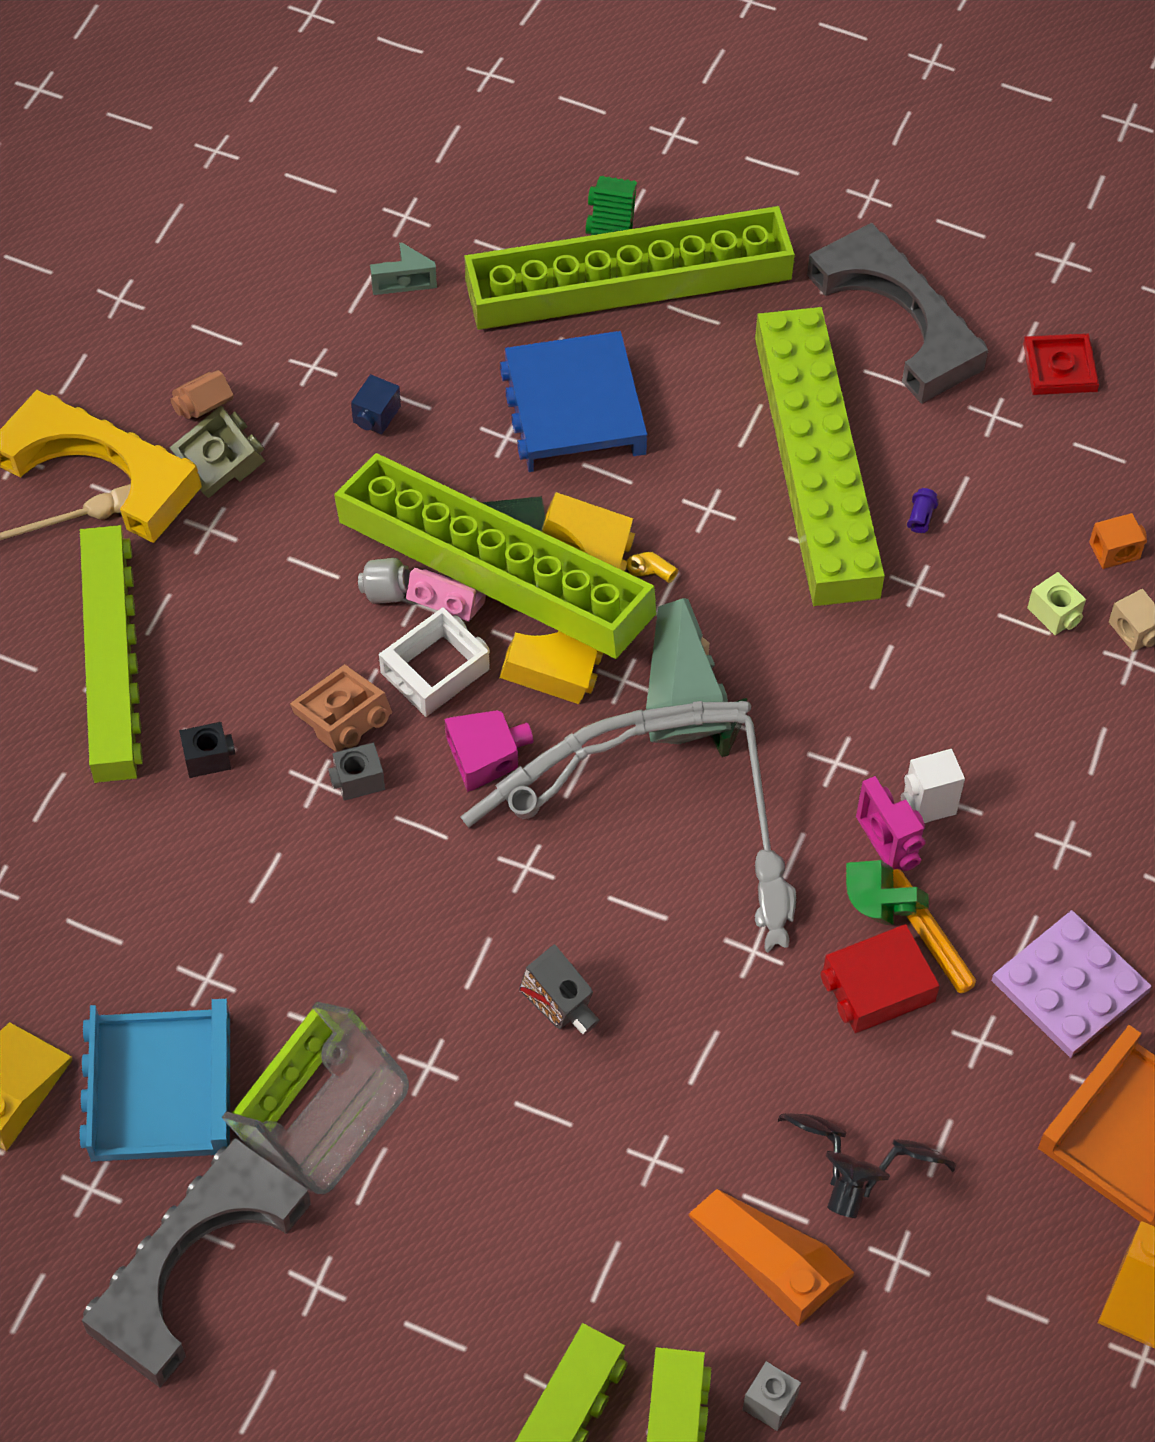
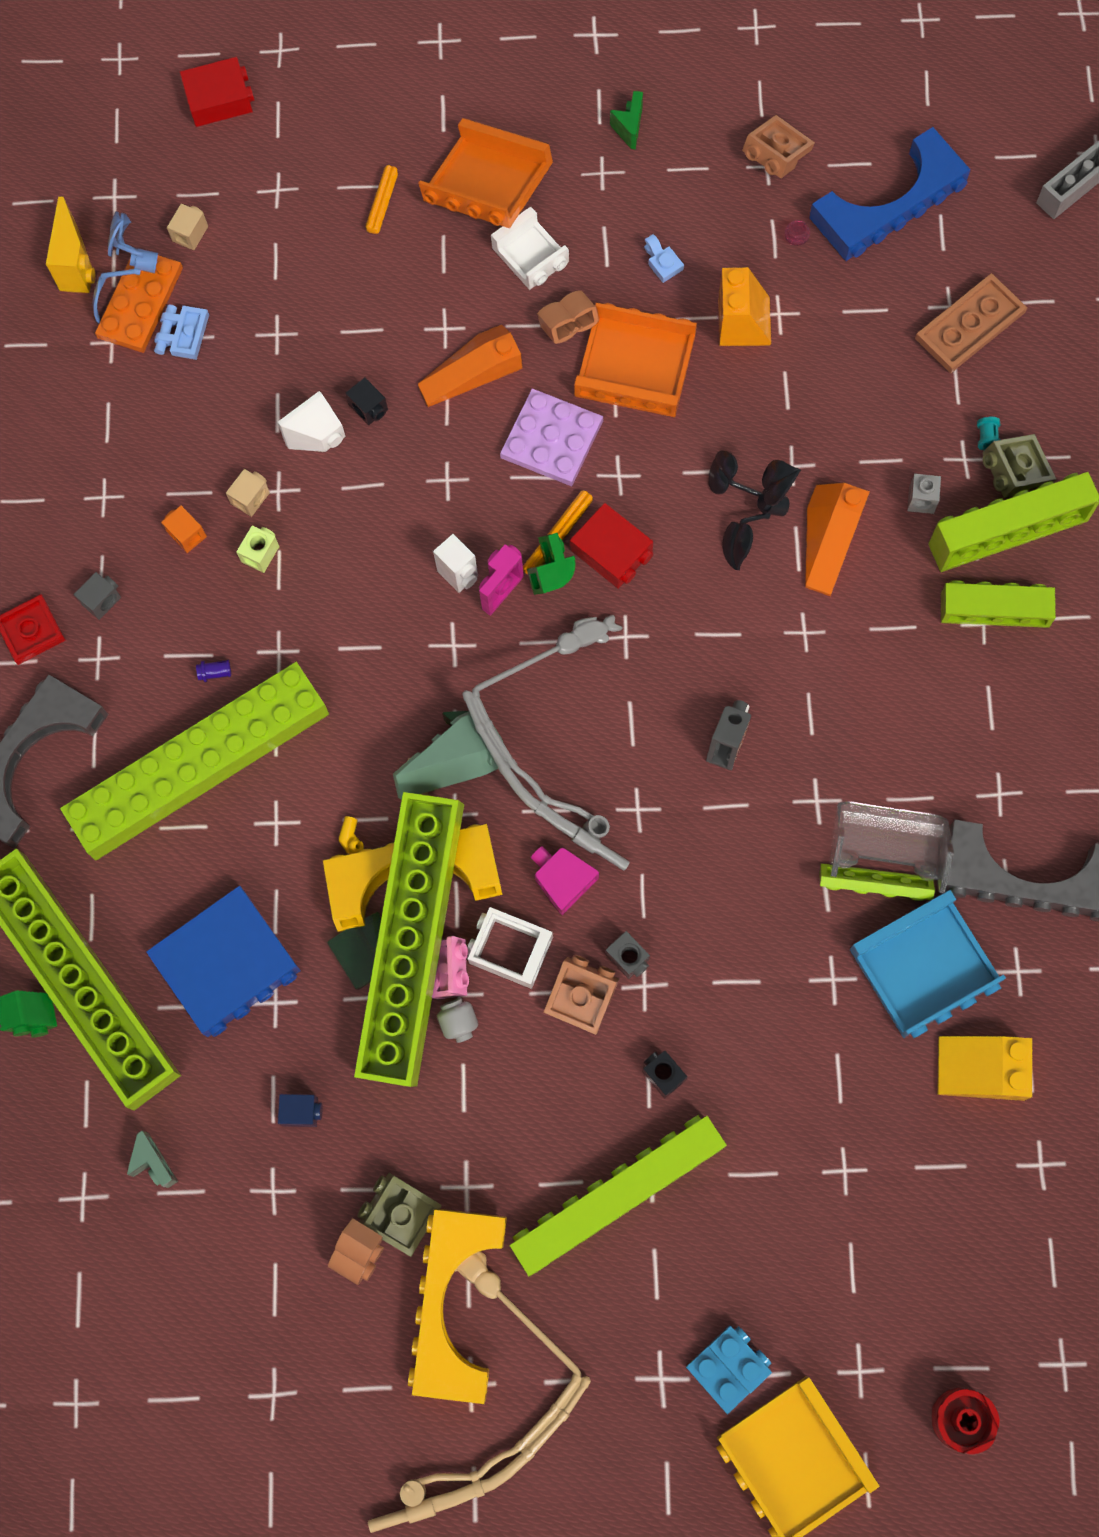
camera: 110 degrees left, 15 degrees up
(1069, 432) = (98, 595): none -> dark grey brick

